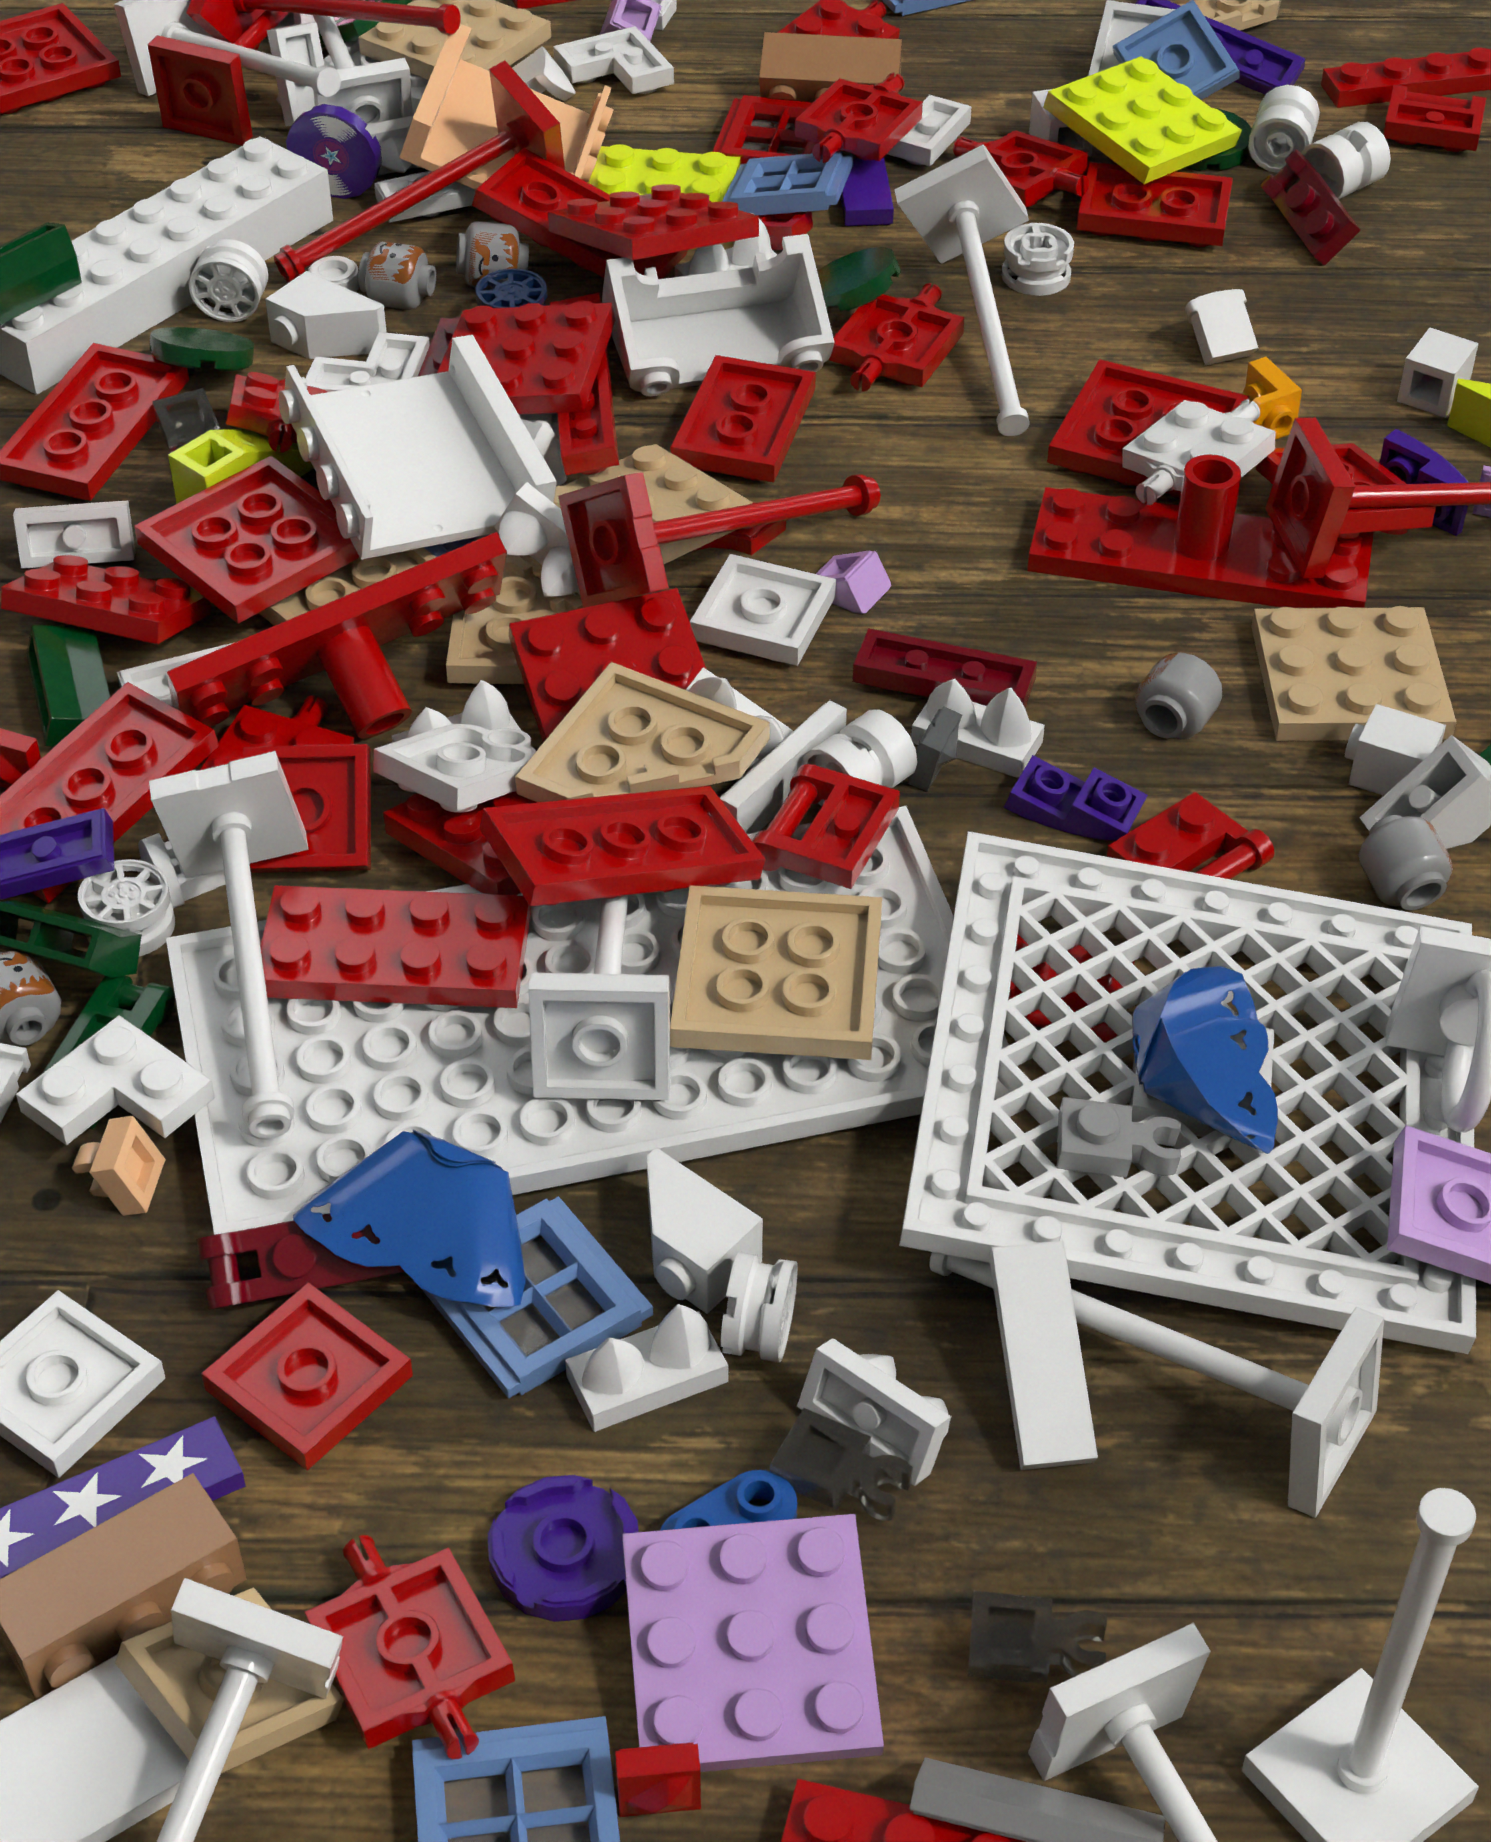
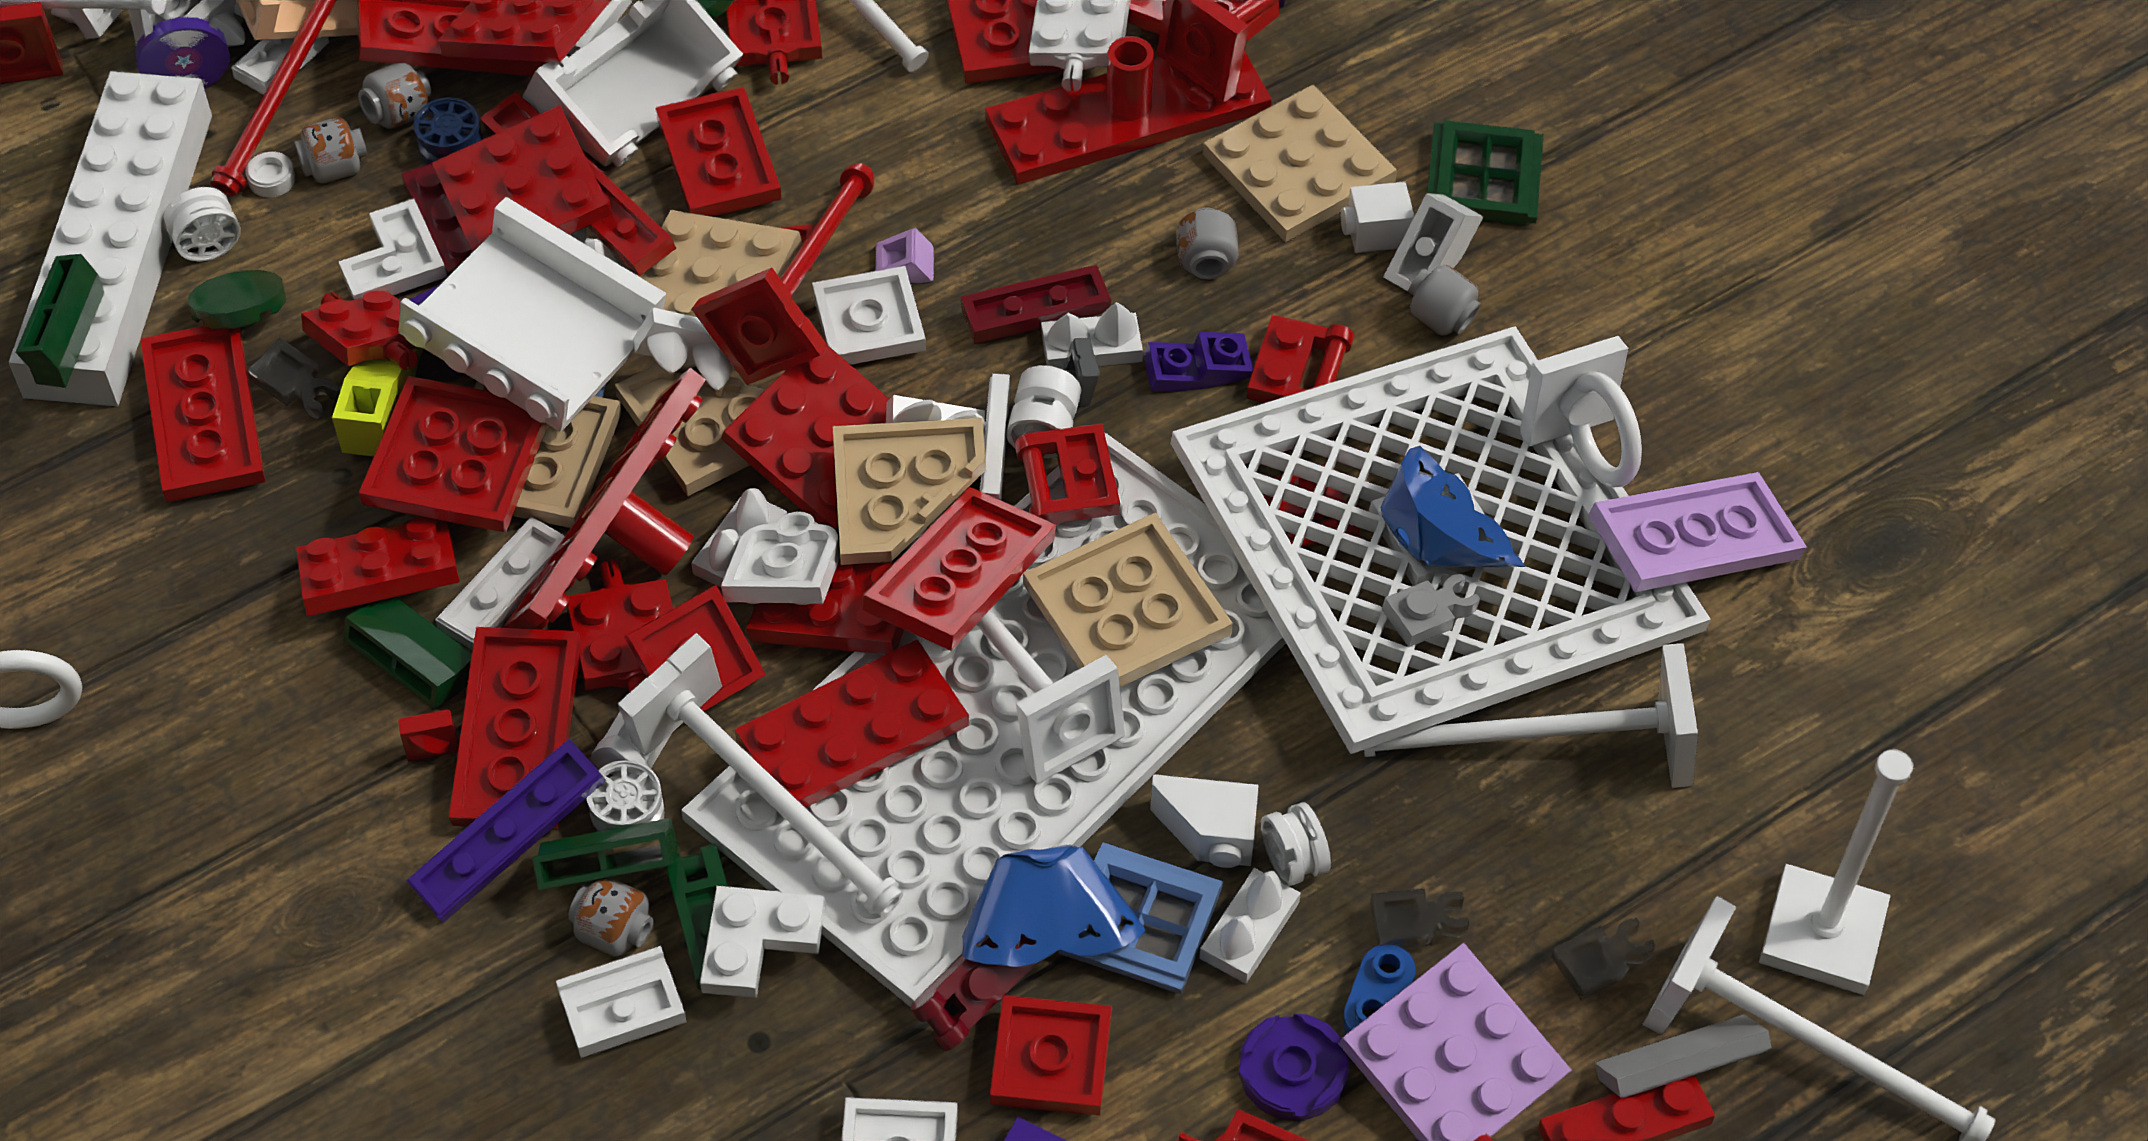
camera: 35 degrees left, 10 degrees up
(85, 530) = (293, 519): white tile -> none
(122, 1165) = (802, 991): light nougat tile -> none
(323, 318) = (311, 221): white slope -> none
(868, 1398) = (1391, 865): white tile -> none
(1042, 1355) = (1485, 776): white tile -> none

